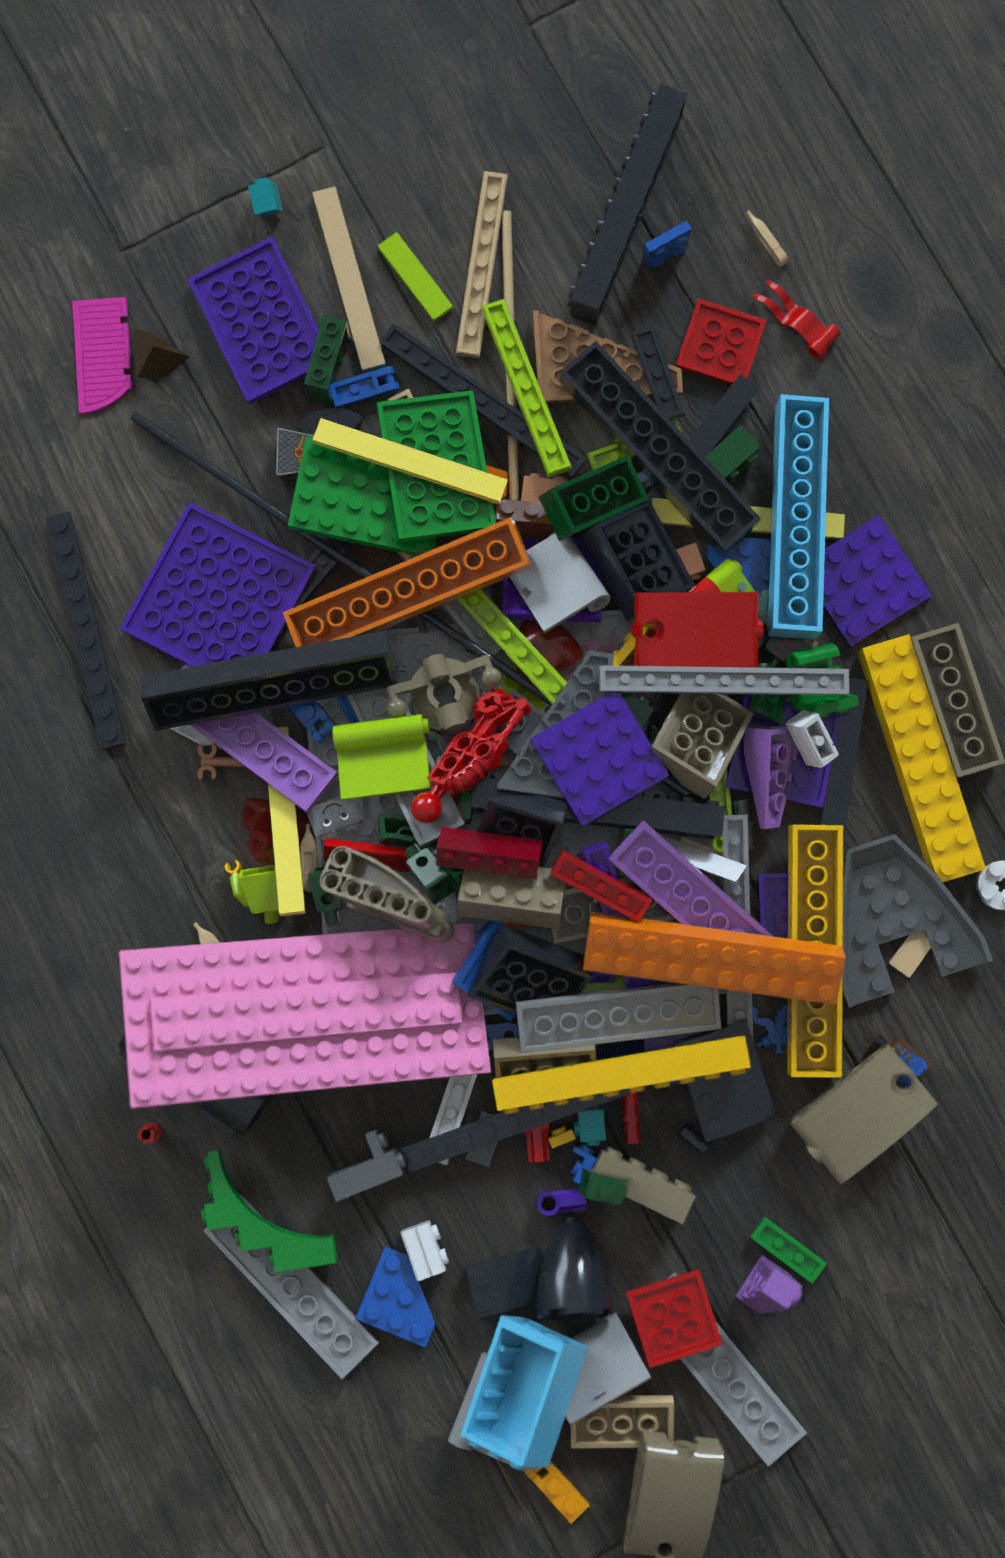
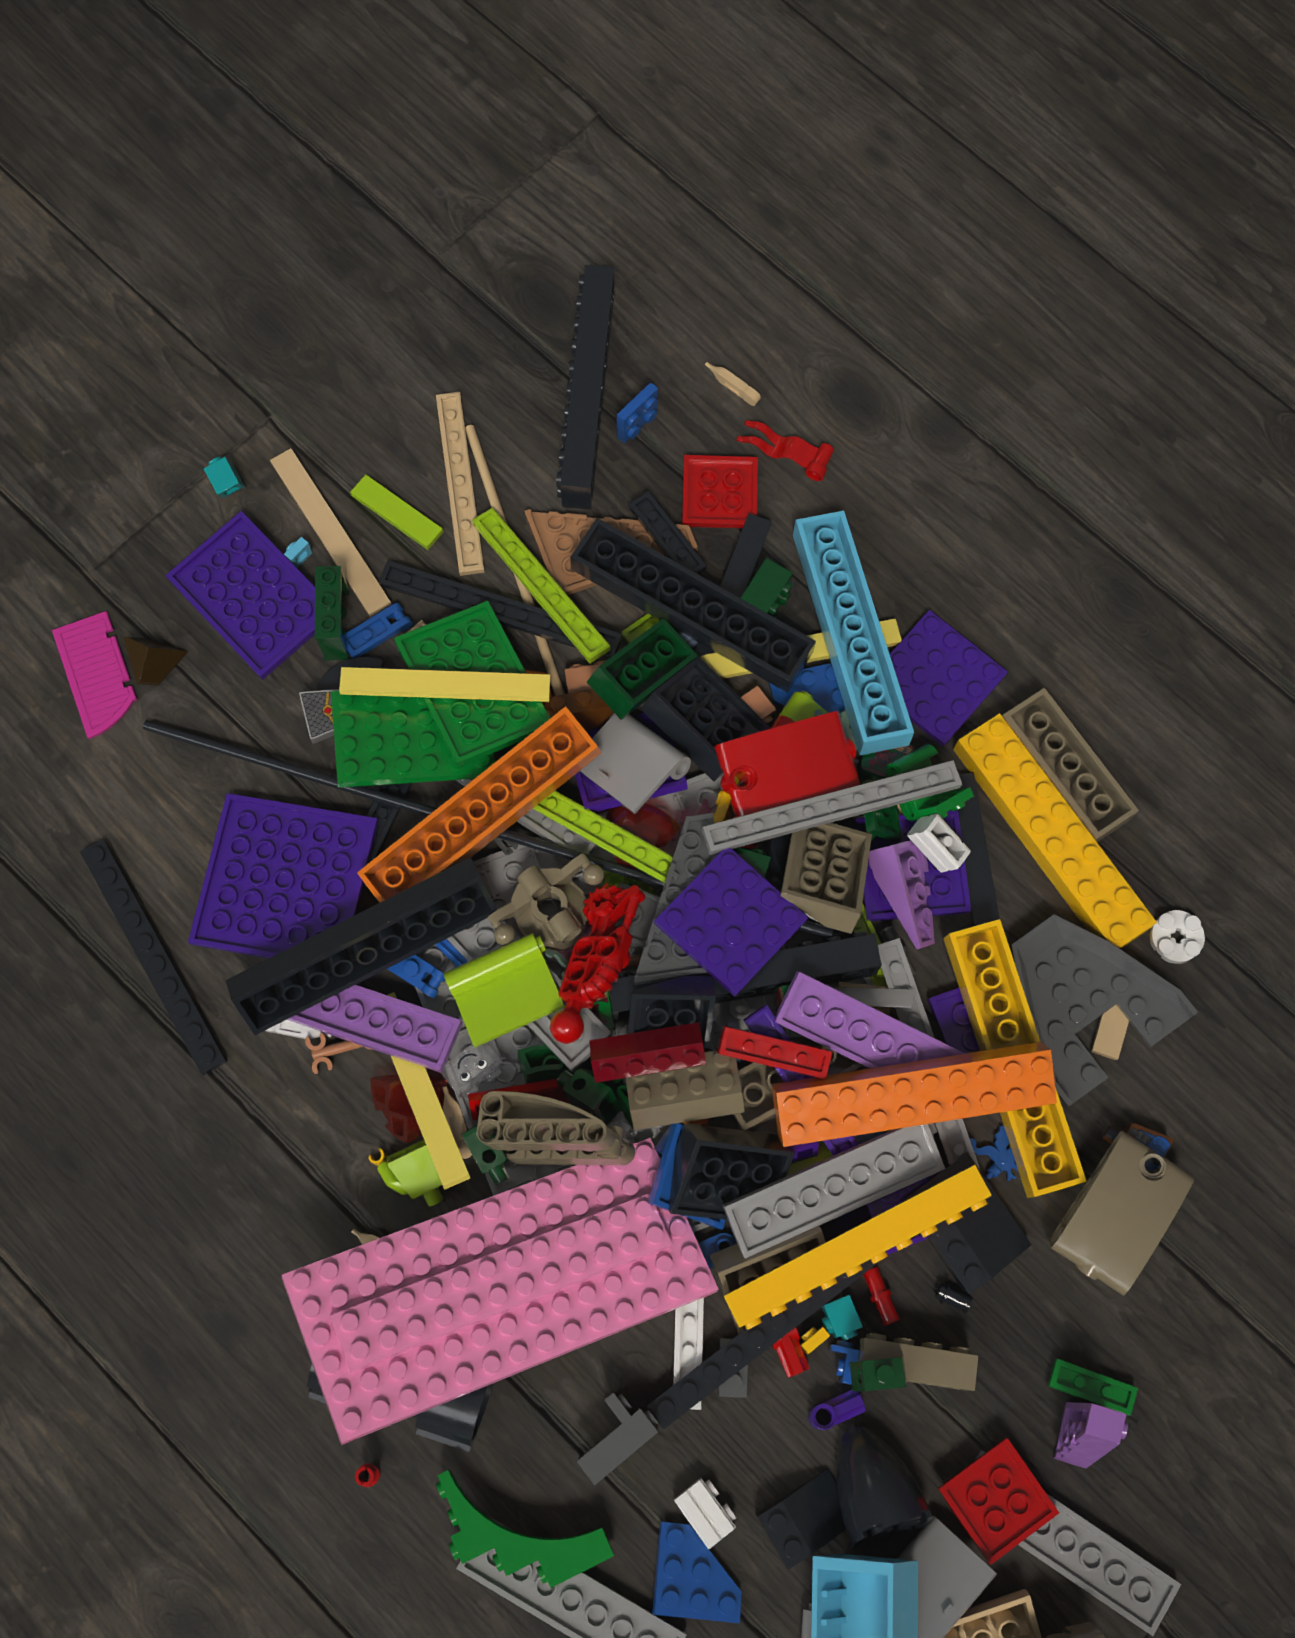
camera: 20 degrees left, 10 degrees down
(313, 291) = (298, 552): none -> medium azure plate

